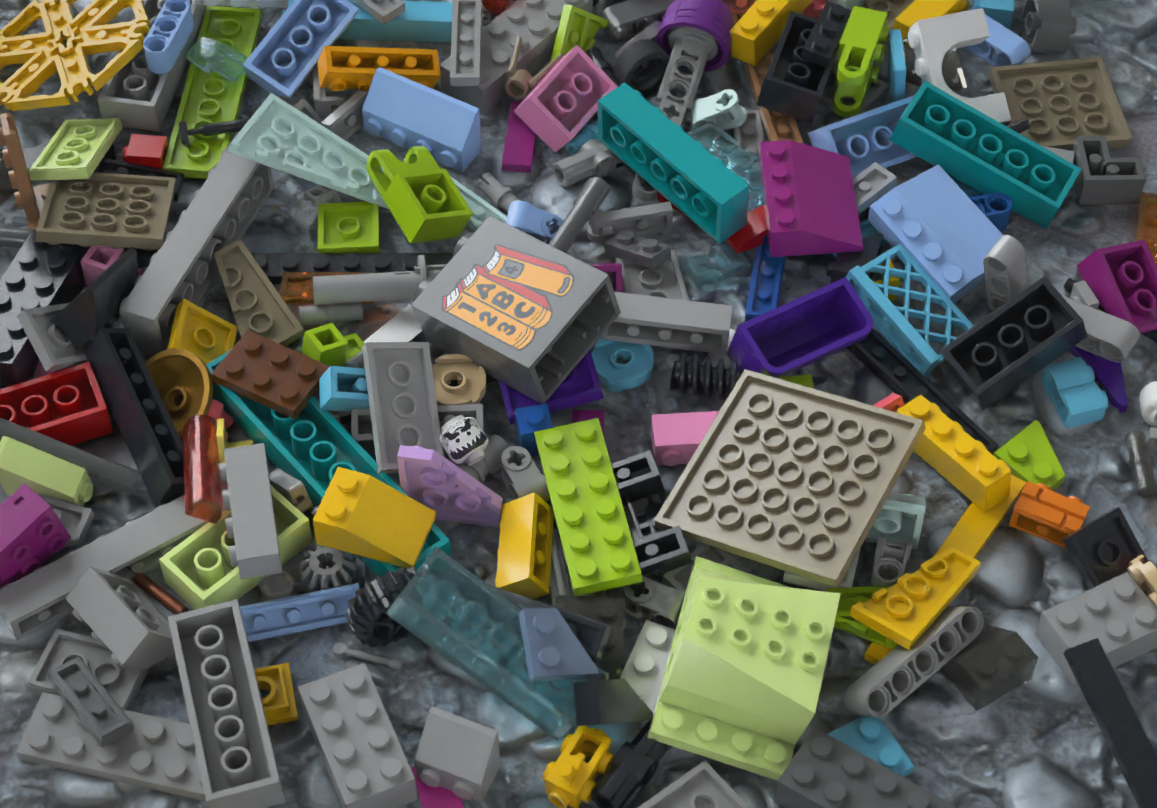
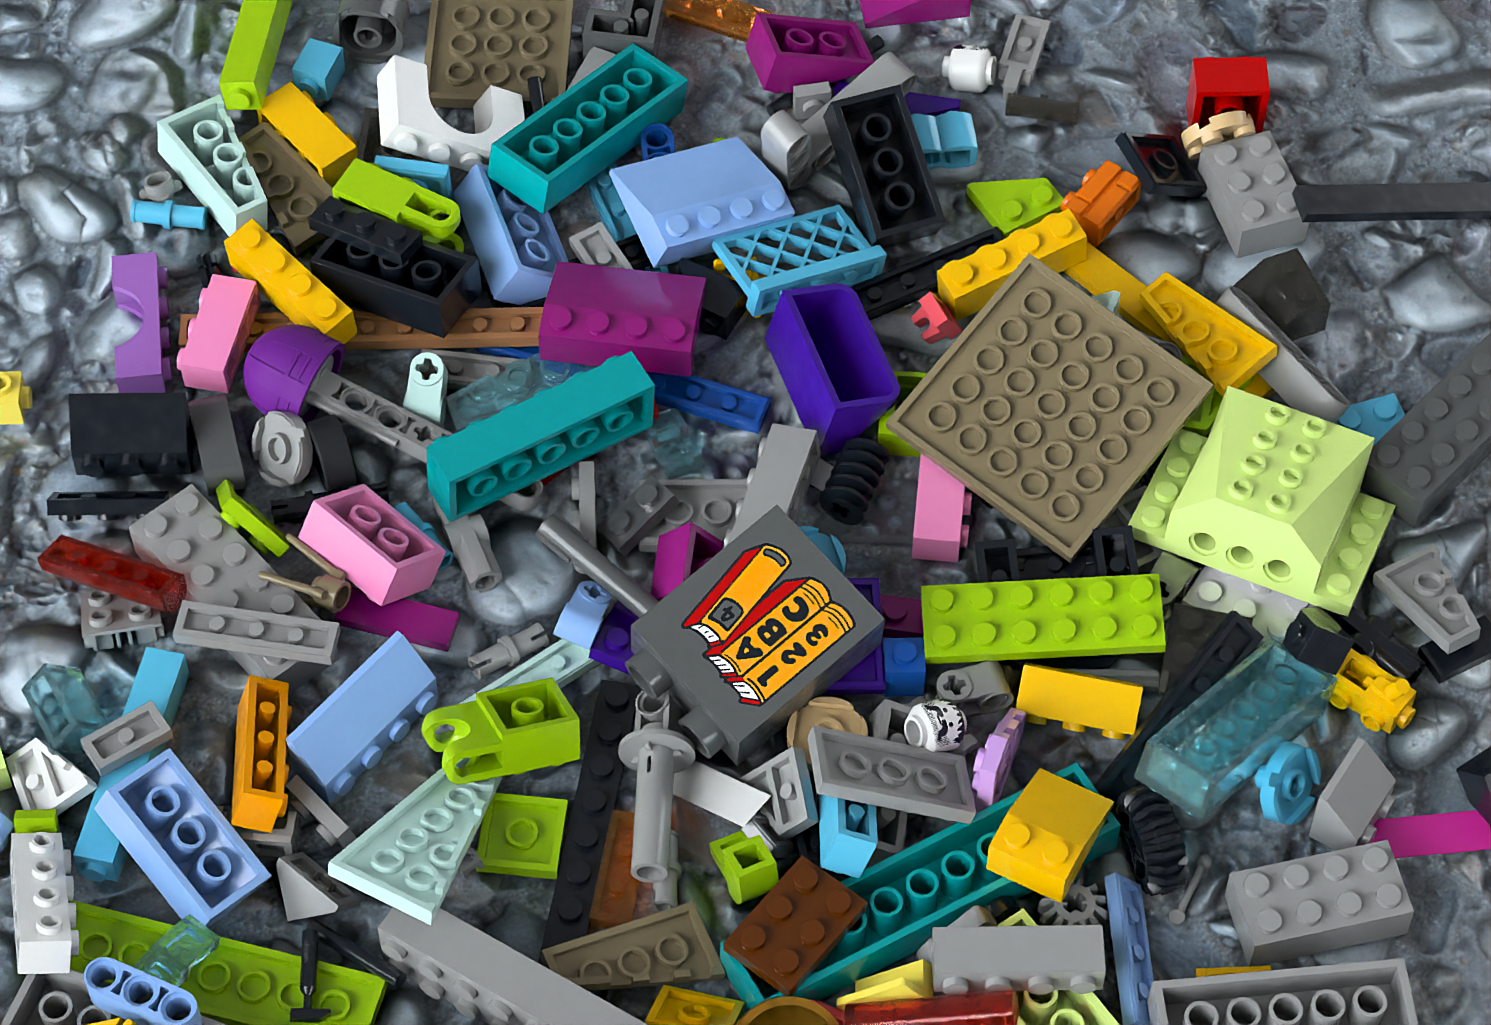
camera: 80 degrees left, 5 degrees up
(473, 689) = (1288, 783): none -> medium azure plate
(552, 647) = (1255, 669): sand blue wing -> none
(1002, 46) = (354, 90): light blue beam -> none

